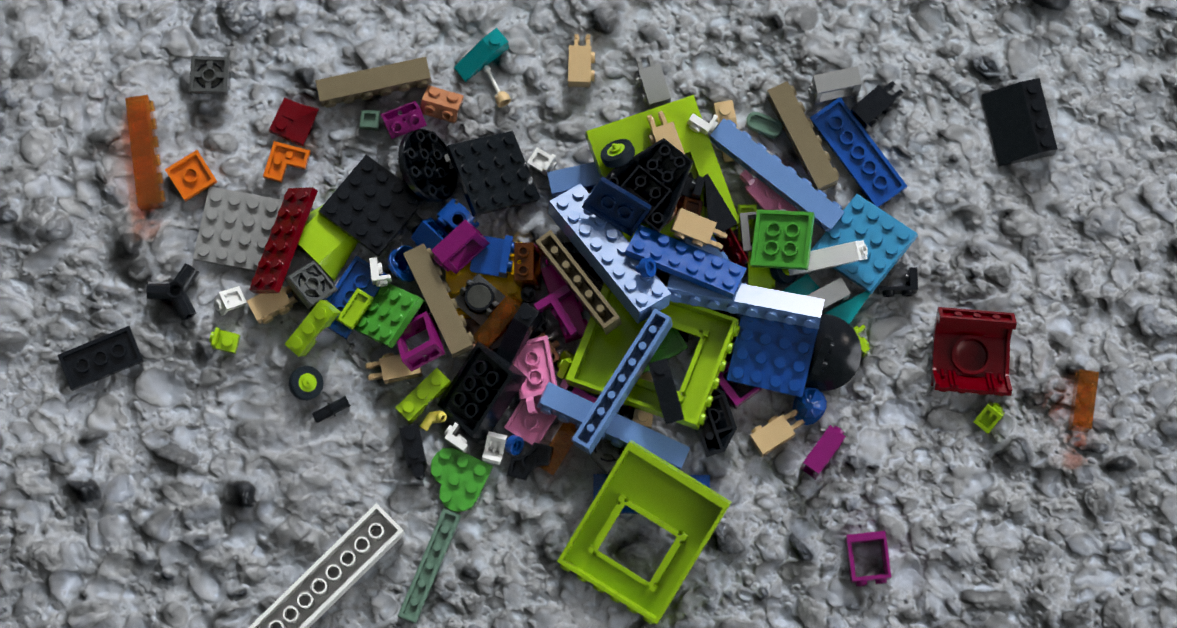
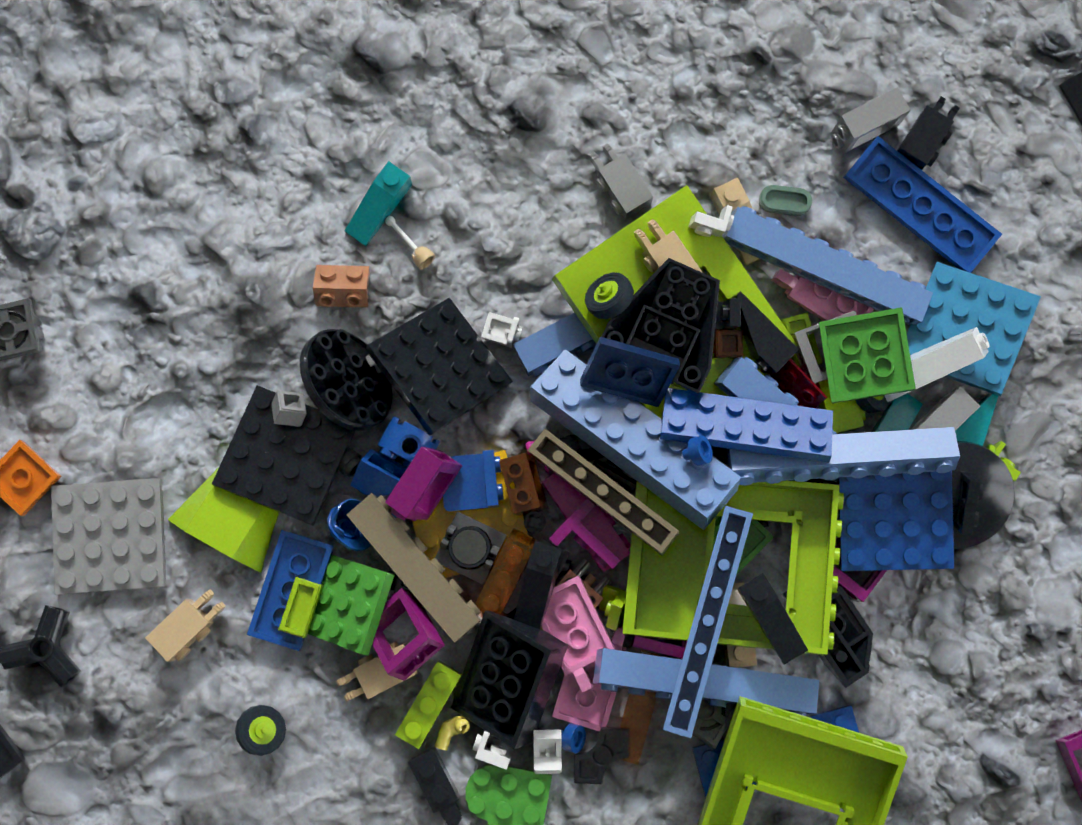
camera: 20 degrees left, 5 degrees up
(224, 340) = (130, 699): lime bracket -> none
(229, 300) = (122, 640): white bracket -> none
(283, 240) = (173, 539): dark red plate -> none
(284, 155) = (141, 416): orange plate -> none
(294, 121) = (144, 363): dark red plate -> none
(309, 284) = (230, 594): dark grey piece -> none
(318, 319) = (248, 647): lime arch -> none
(331, 409) = (306, 756): black axle -> none
(369, 120) = (249, 333): sand green tile -> none
(373, 82) = (239, 280): dark tan brick -> none
(376, 270) = (315, 545): white bracket -> none
(383, 174) = (288, 408): none -> light grey slope
(408, 121) = (298, 328): magenta window -> none
(580, 63) = (515, 180): tan hinge -> none
(696, 229) = (747, 373): tan hinge -> none
(774, 433) = (923, 623): tan hinge -> none
(802, 137) = (842, 202): dark tan brick -> none
(811, 406) = (963, 578): blue piece -> none
(823, 451) = (1000, 634): magenta window -> none
(910, 279) = (1044, 361): black bracket -> none

